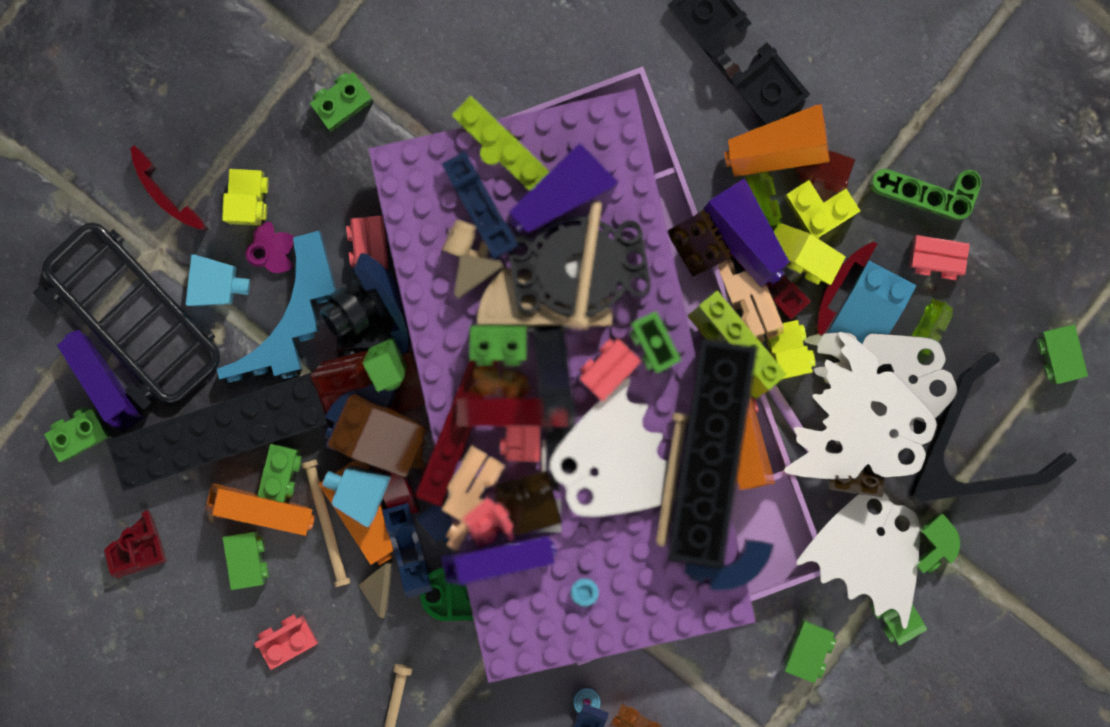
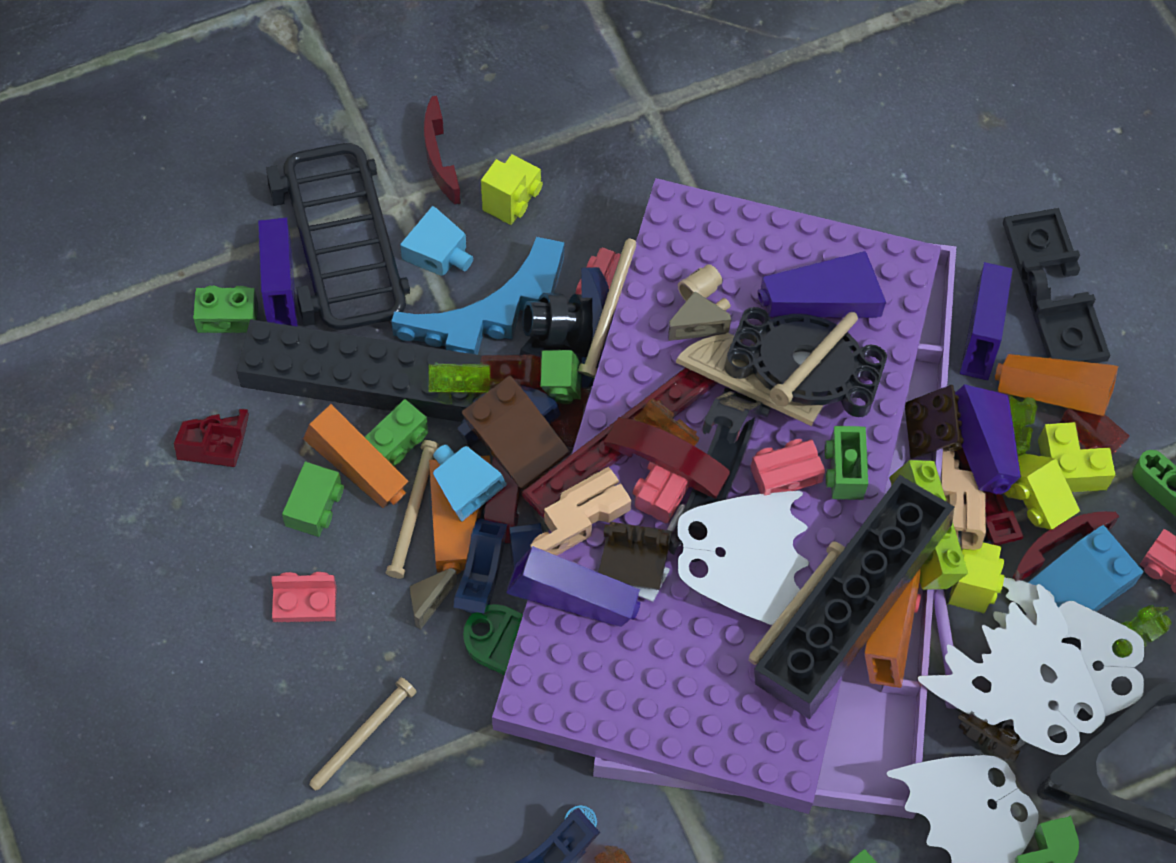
camera: 25 degrees right, 25 degrees down
(274, 246) = (511, 245): magenta plate -> none
(294, 414) = (459, 377): none -> clear neon green hinge
(341, 101) = (648, 155): bright green brick -> none
(404, 346) = (589, 368): none -> tan bar
(479, 204) = (735, 262): dark blue slope -> none
(487, 522) = (584, 539): coral bracket -> none
(498, 343) = (687, 386): bright green brick -> none
(499, 144) = (782, 222): lime hinge -> none
(584, 592) = (645, 673): medium azure tile -> none
(696, 113) = (986, 321): none -> dark purple slope
(739, 572) = (818, 731): dark blue arch -> none

